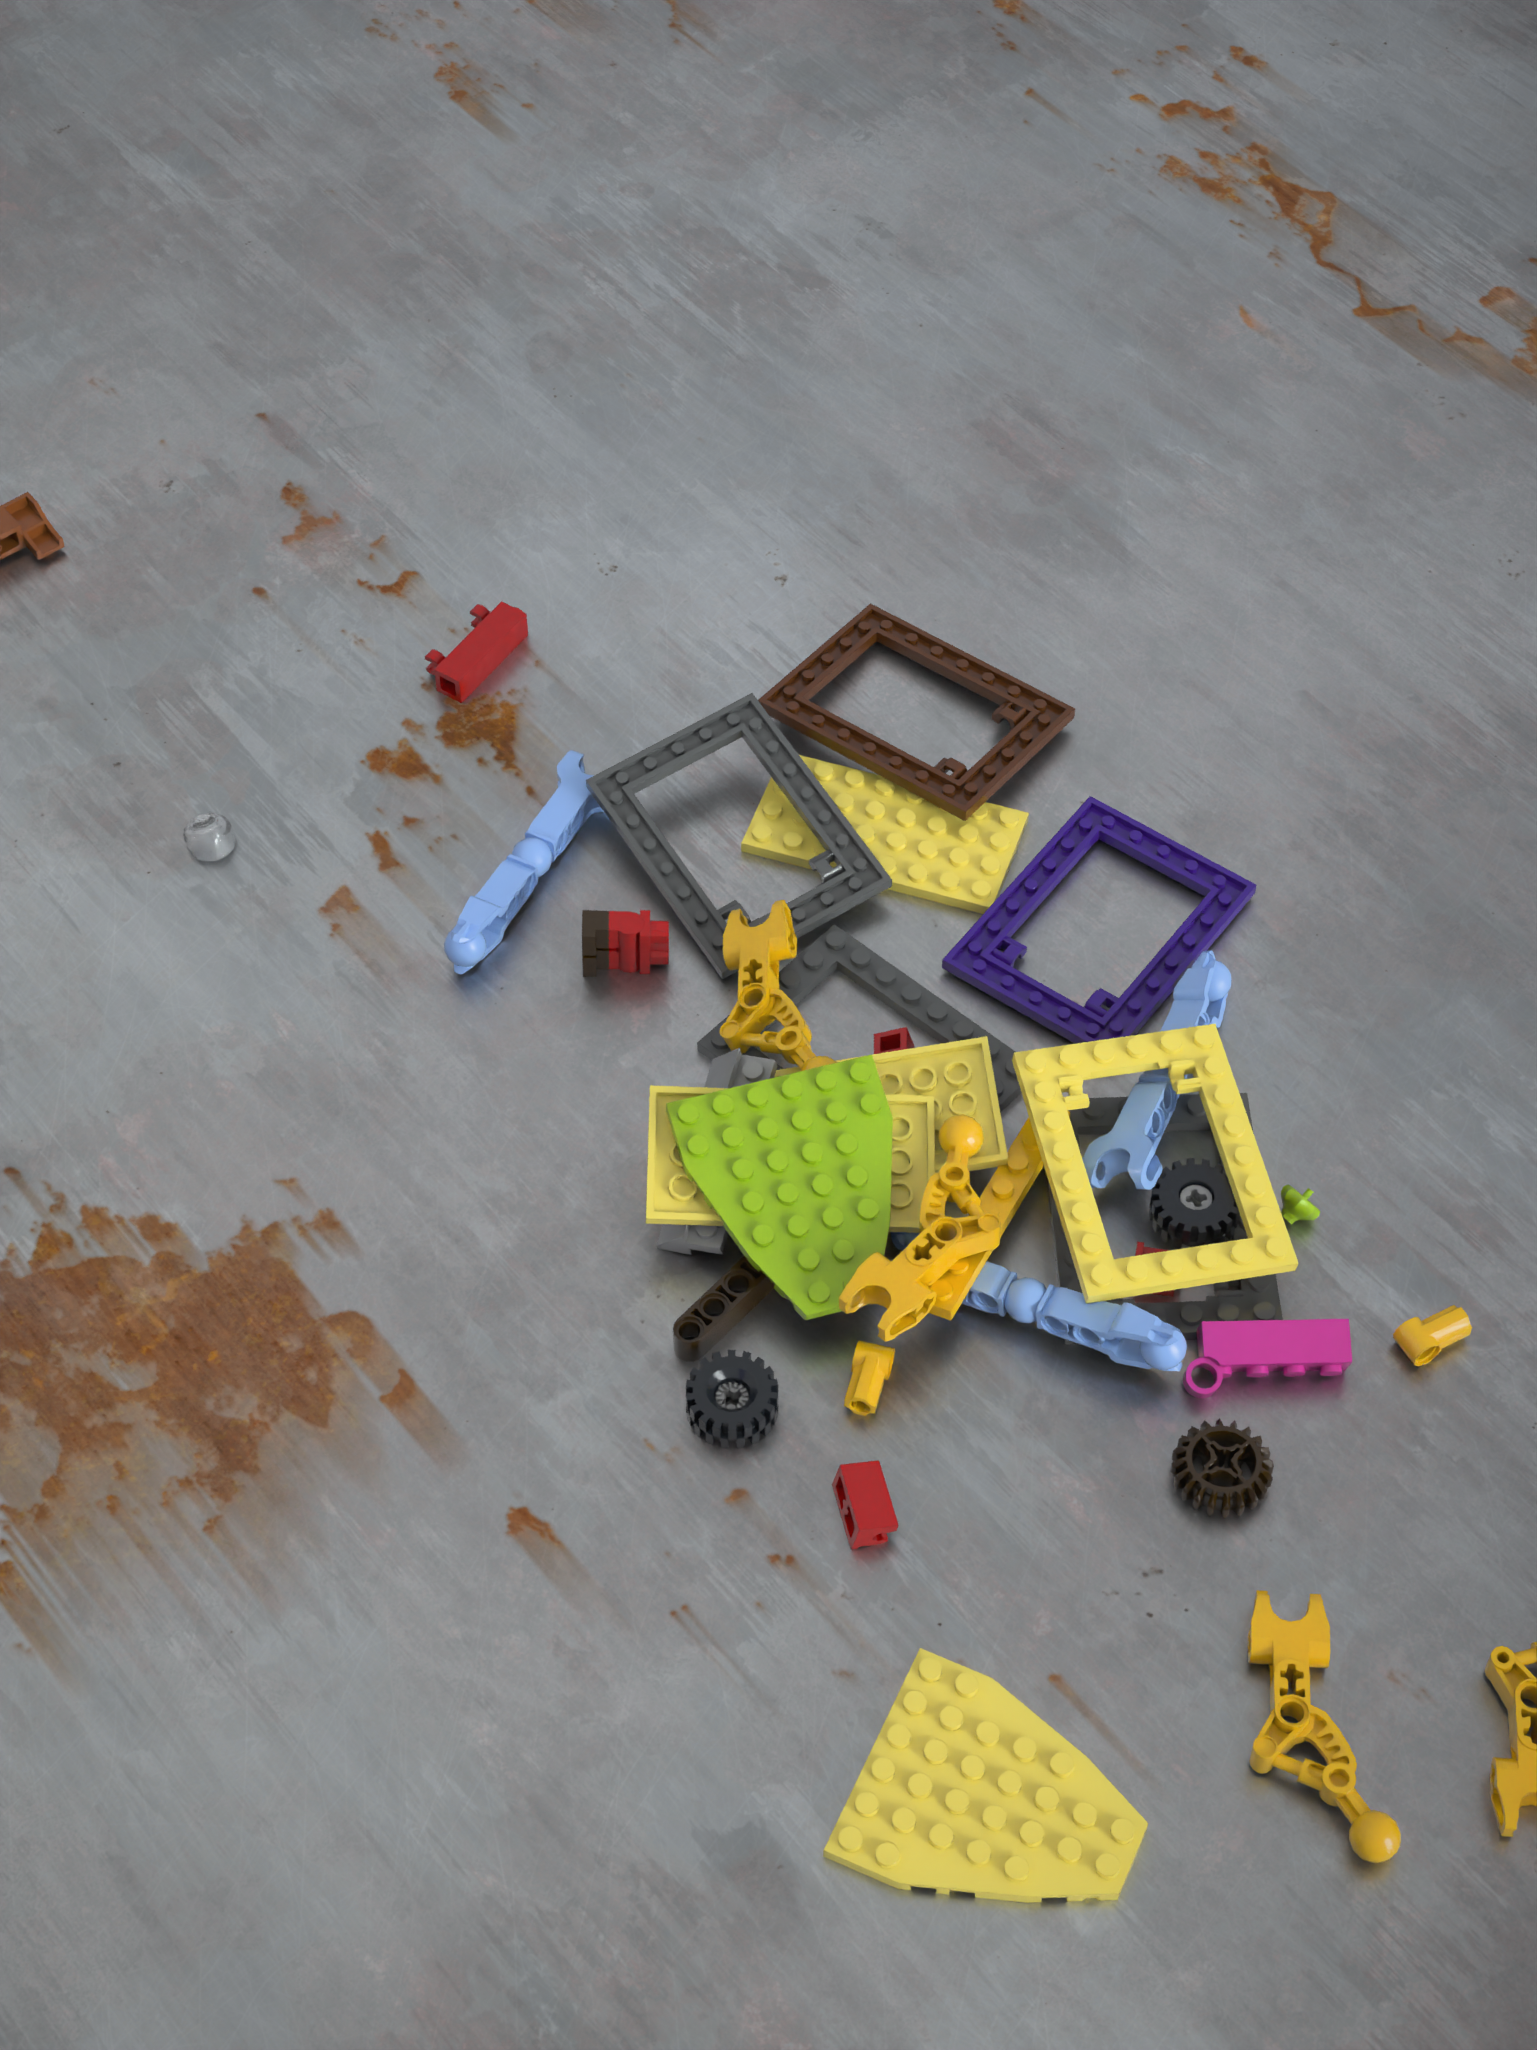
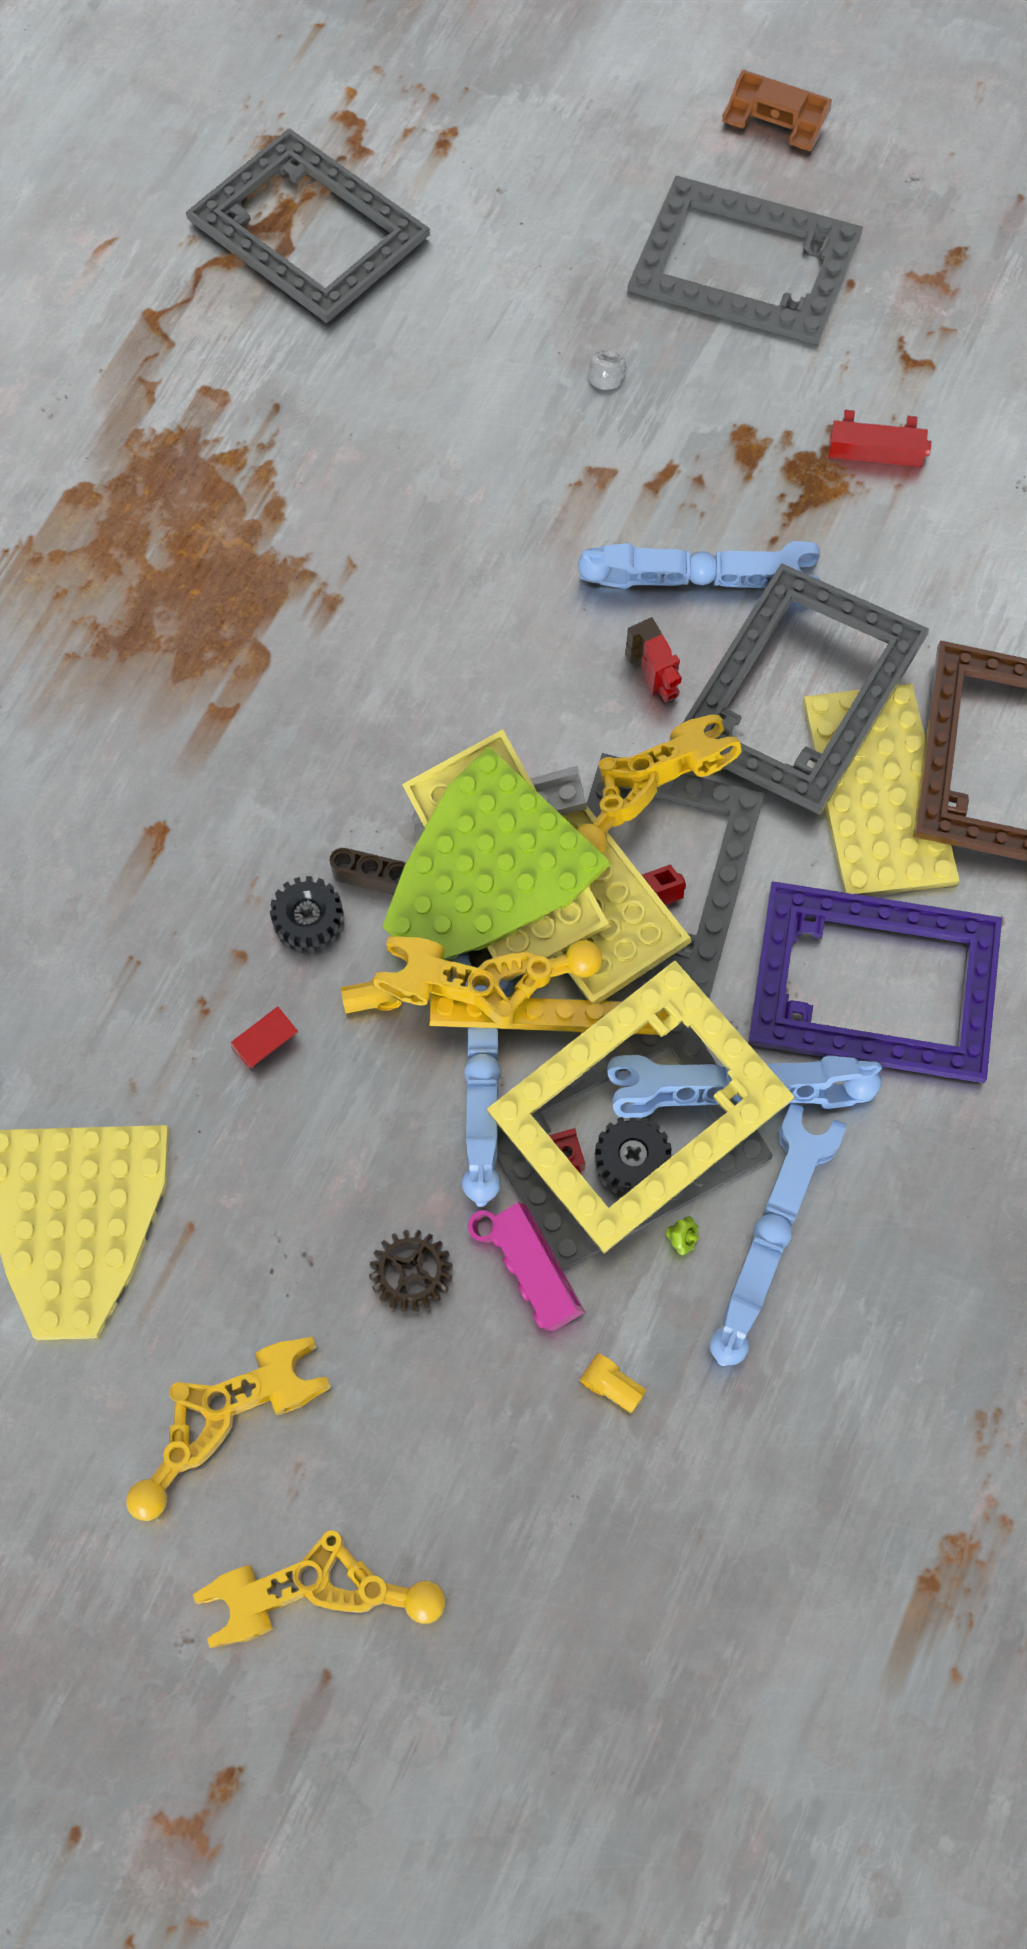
camera: 65 degrees right, 15 degrees up
(270, 650) = (794, 319): none -> dark grey plate
(1406, 1183) = (773, 1231): none -> light blue piece

